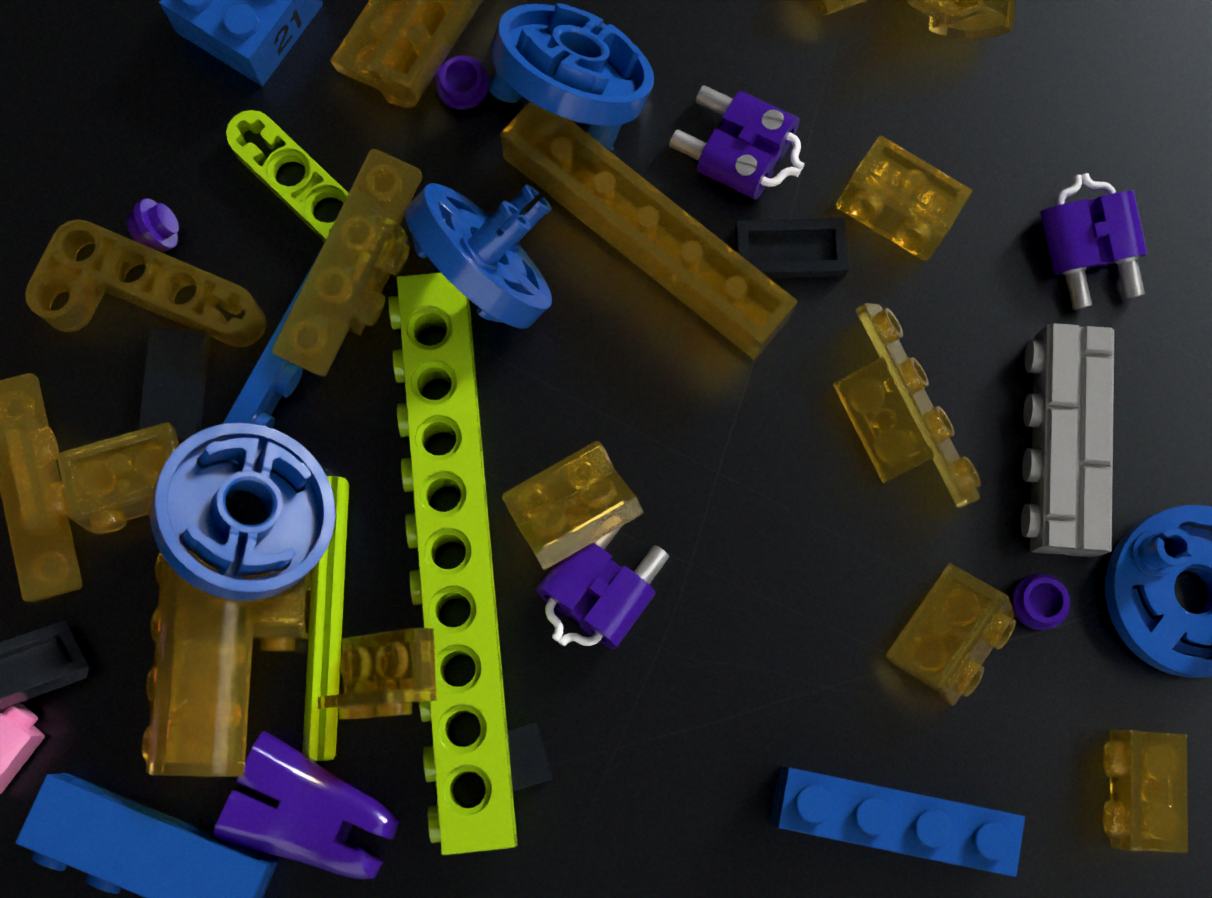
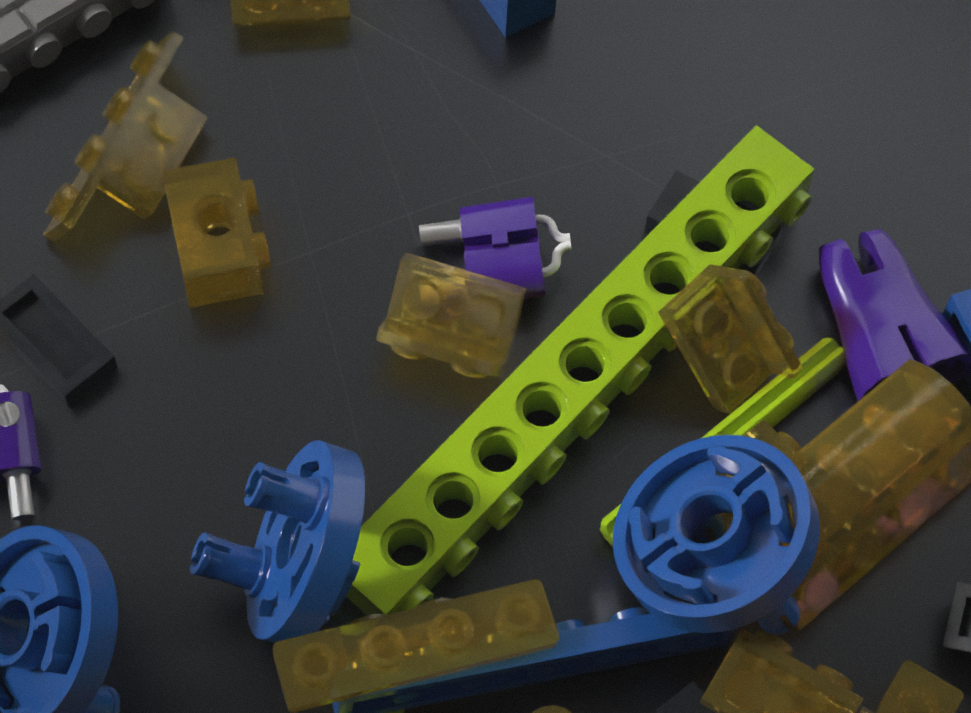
camera: 130 degrees left, 15 degrees down
(647, 228) = (143, 449): clear yellow brick -> none
(811, 405) = (224, 264): none -> clear yellow brick

